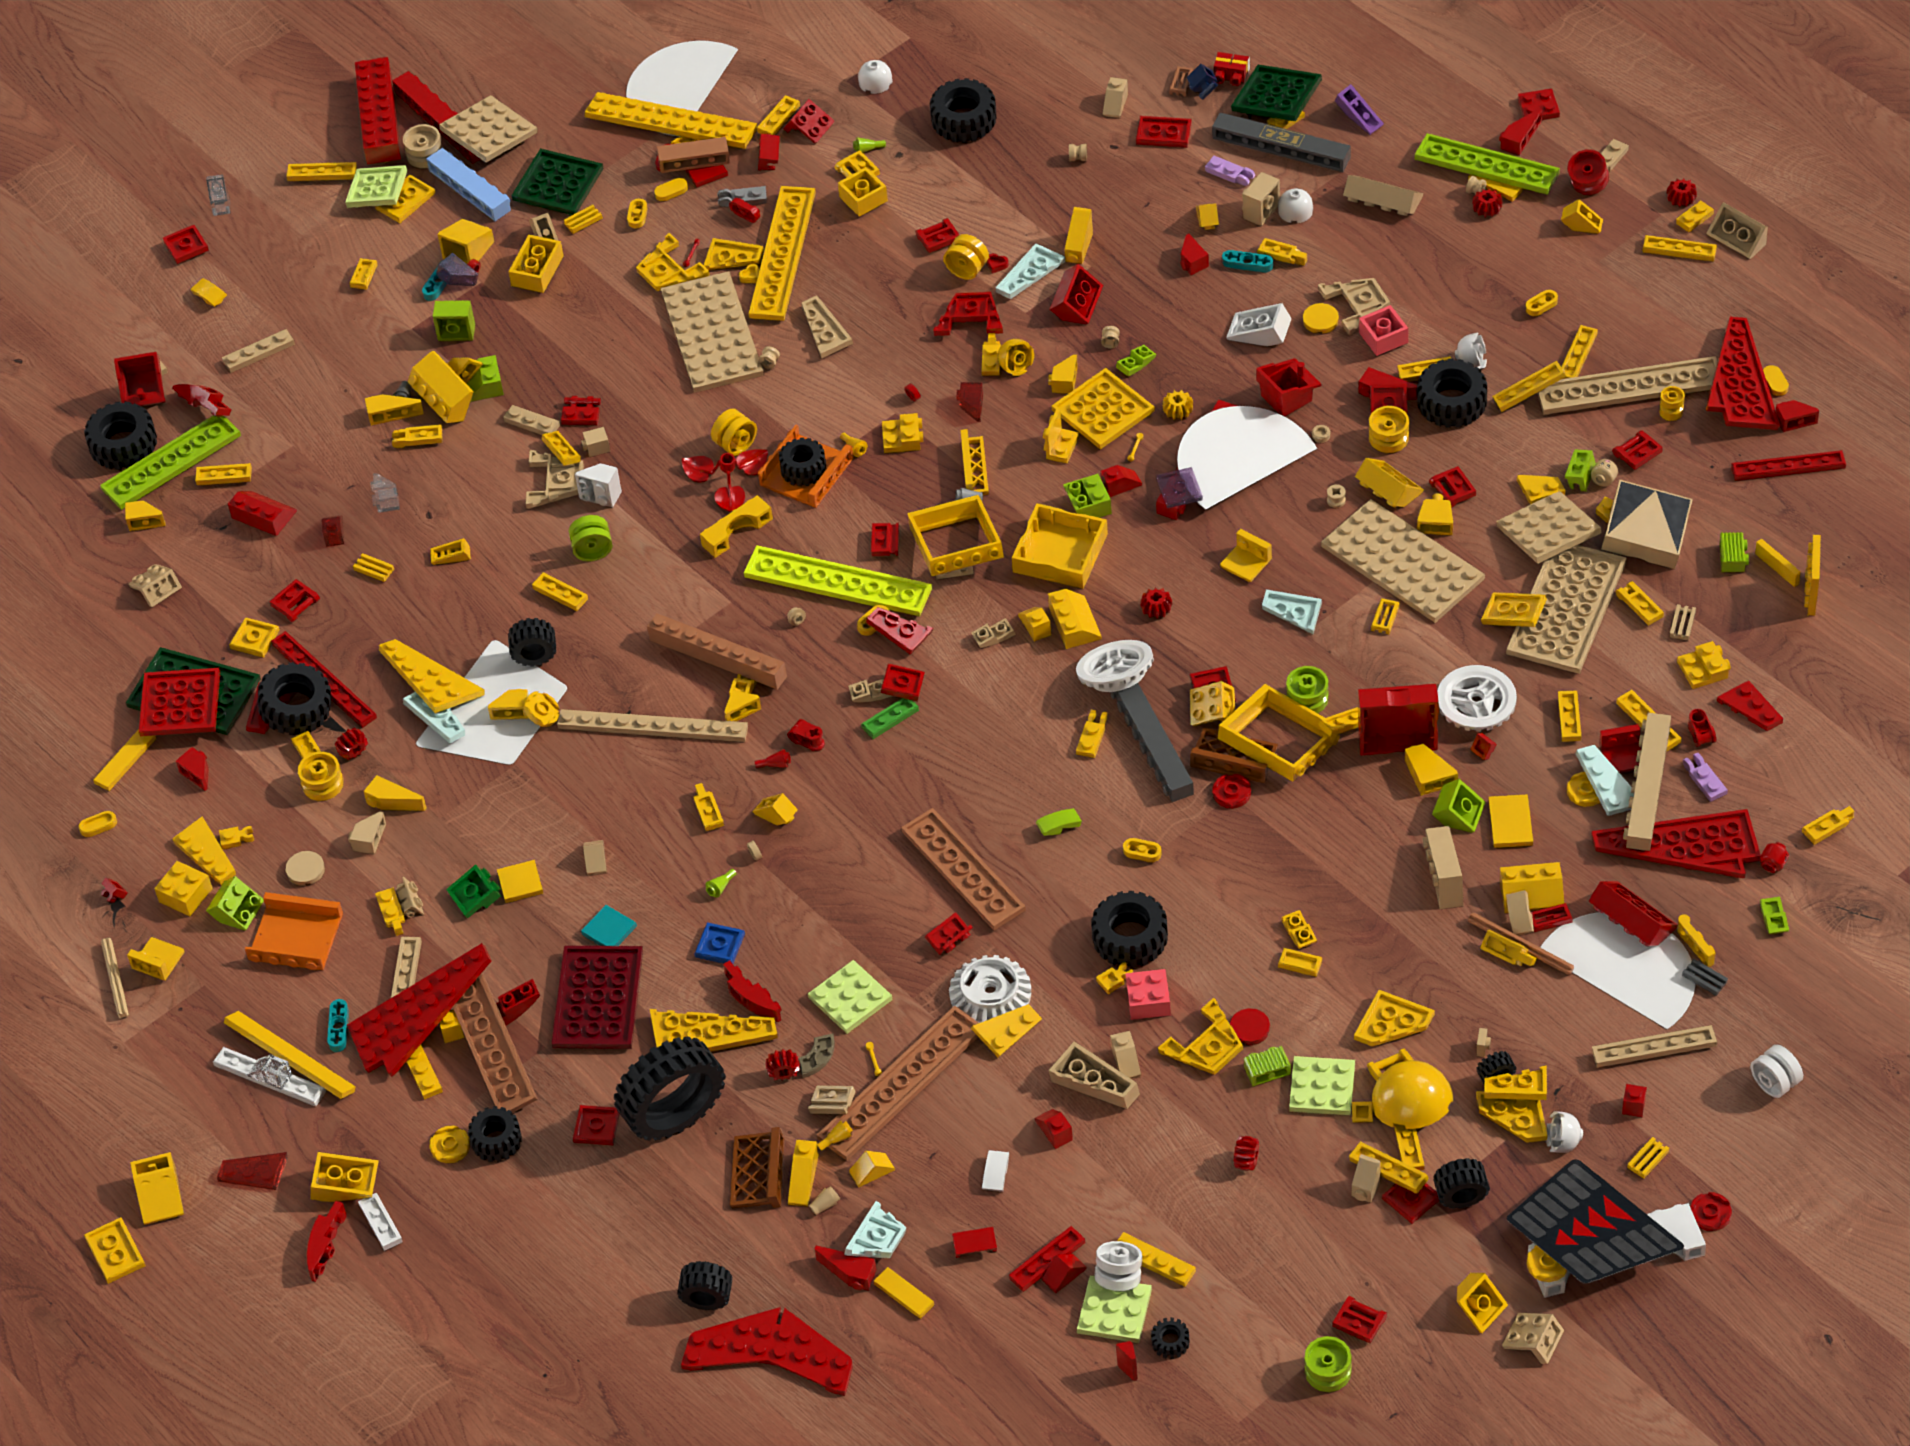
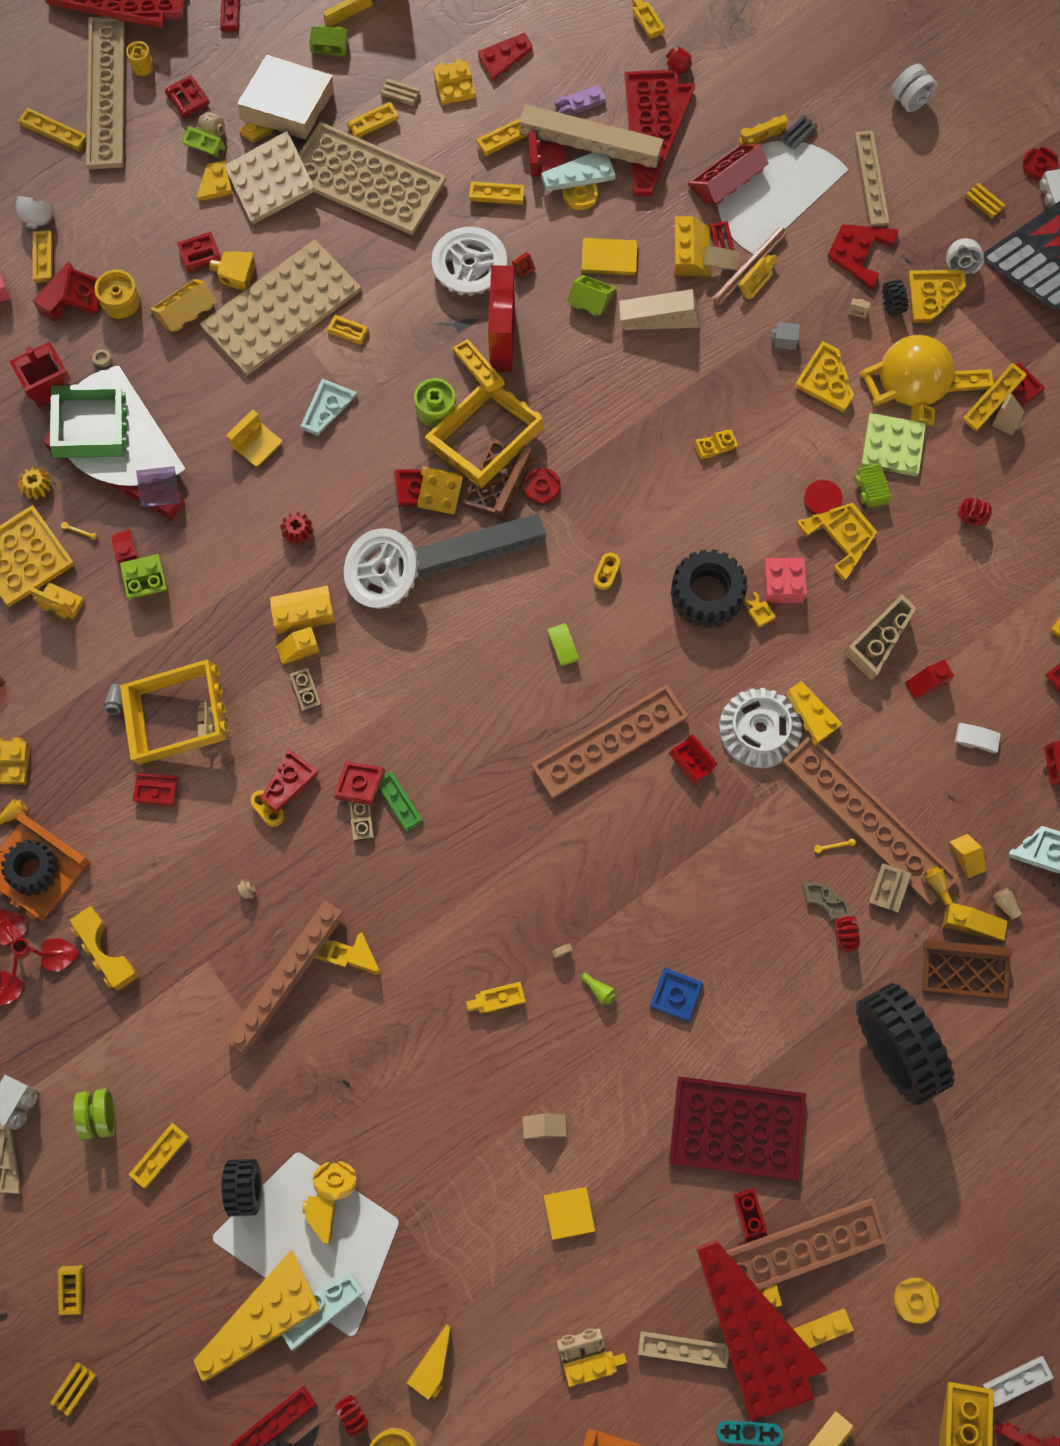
camera: 90 degrees left, 20 degrees up
(367, 833) = (484, 1396): tan slope -> none
(474, 890) = (582, 1266): green plate -> none
(495, 1147) = (933, 1242): black tyre -> none
(596, 1125) = (899, 1136): red tile -> none
(608, 927) = (644, 1114): teal tile -> none
(652, 725) = (370, 1057): tan plate -> none
(714, 1030) = (793, 1025): yellow wing -> none
(751, 996) = (755, 959): red slope -> none
(776, 809) = (510, 926): yellow slope -> none
(778, 759) = (442, 919): red cone -> none
(807, 735) = (412, 889): red piece -> none
(837, 580) = (203, 844): neon yellow plate -> none
(850, 996) = (756, 864): yellowish green plate -> none
(966, 449) = (68, 695): yellow fence -> none
(1059, 546) = (203, 612): yellow tile -> none
(1091, 735) = (453, 605): yellow hinge -> none
(1125, 1054) = (852, 608): tan slope -> none
(1234, 401) = (88, 448): none -> bright green window
(1300, 962) = (751, 448): yellow tile -> none
(1336, 496) = (189, 357): tan wheel -> none
(1428, 769) = (543, 313): yellow slope -> none
(1436, 979) = (785, 335): none -> light grey brick
(1452, 410) = (78, 215): black tyre -> none
(1461, 1183) = (1023, 337): black tyre -> none
(1513, 609) = (365, 218): yellow tile -> none
(1520, 1086) = (916, 278): yellow wing -> none
(1529, 386) = (92, 168): yellow plate -> none
(1562, 1036) = (853, 245): none -> red wing
(1634, 1100) = (931, 199): red brick -> none
(1701, 731) = (527, 94): red piece -> none
(1773, 915) = (739, 73): lime slope -> none

